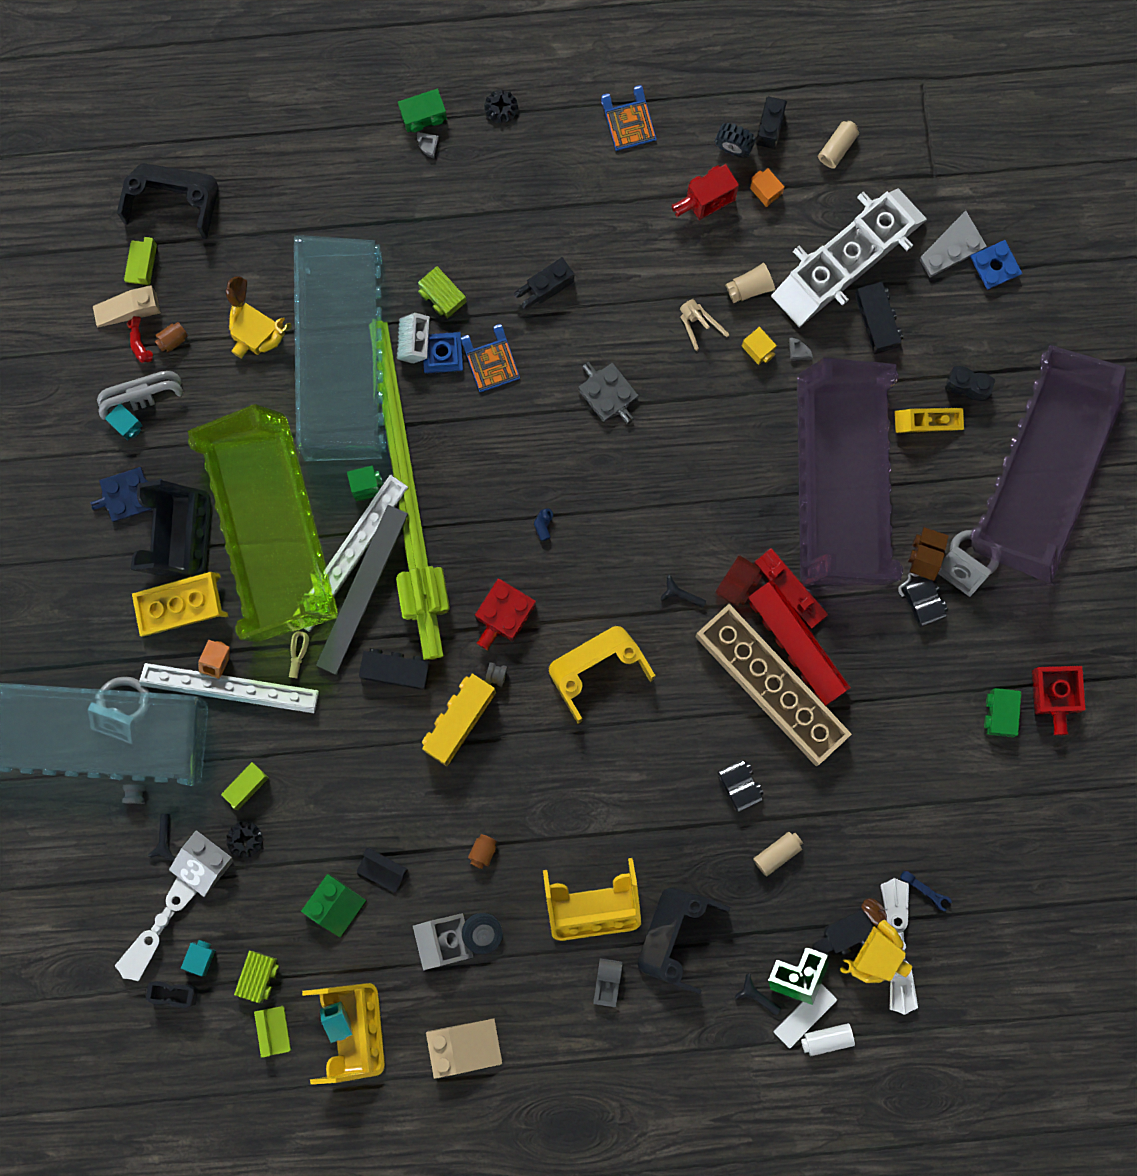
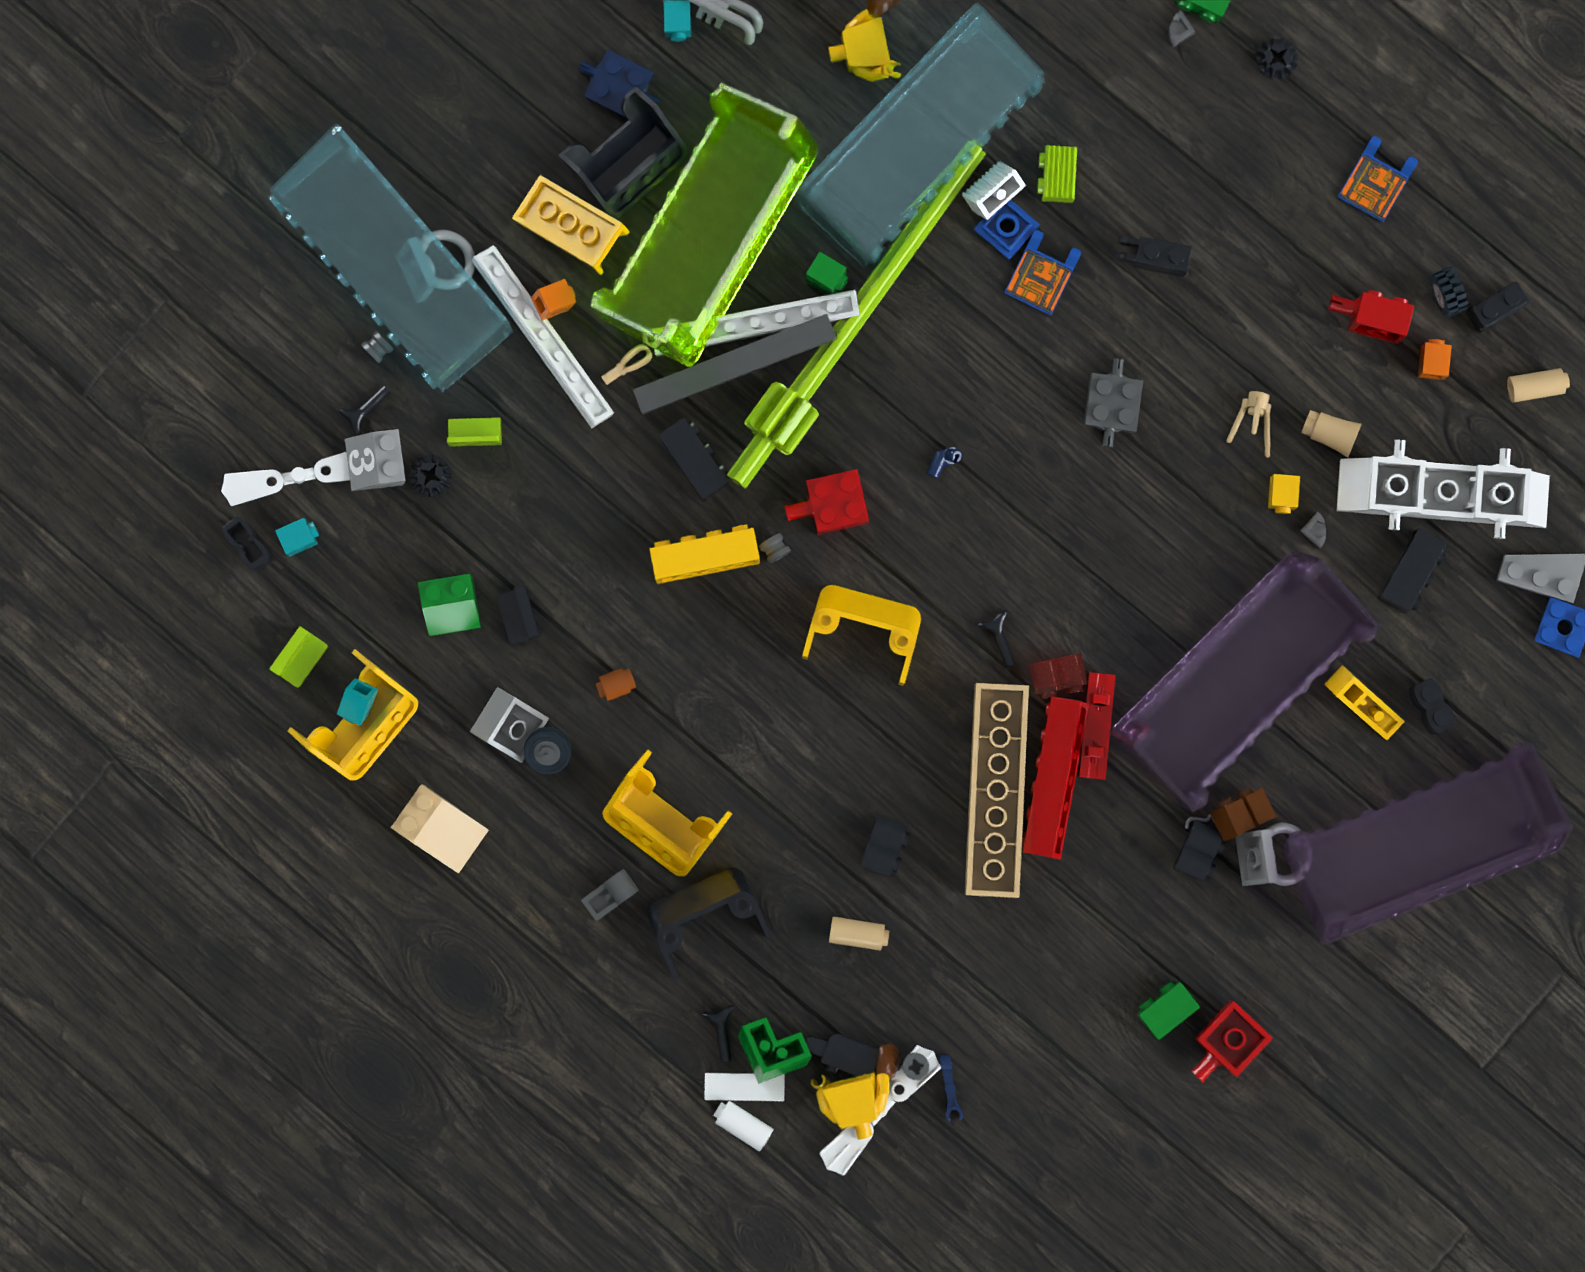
camera: 45 degrees right, 5 degrees up
(256, 977) = (329, 600): lime brick -> none
(890, 895) = (915, 1062): none -> dark grey wheel

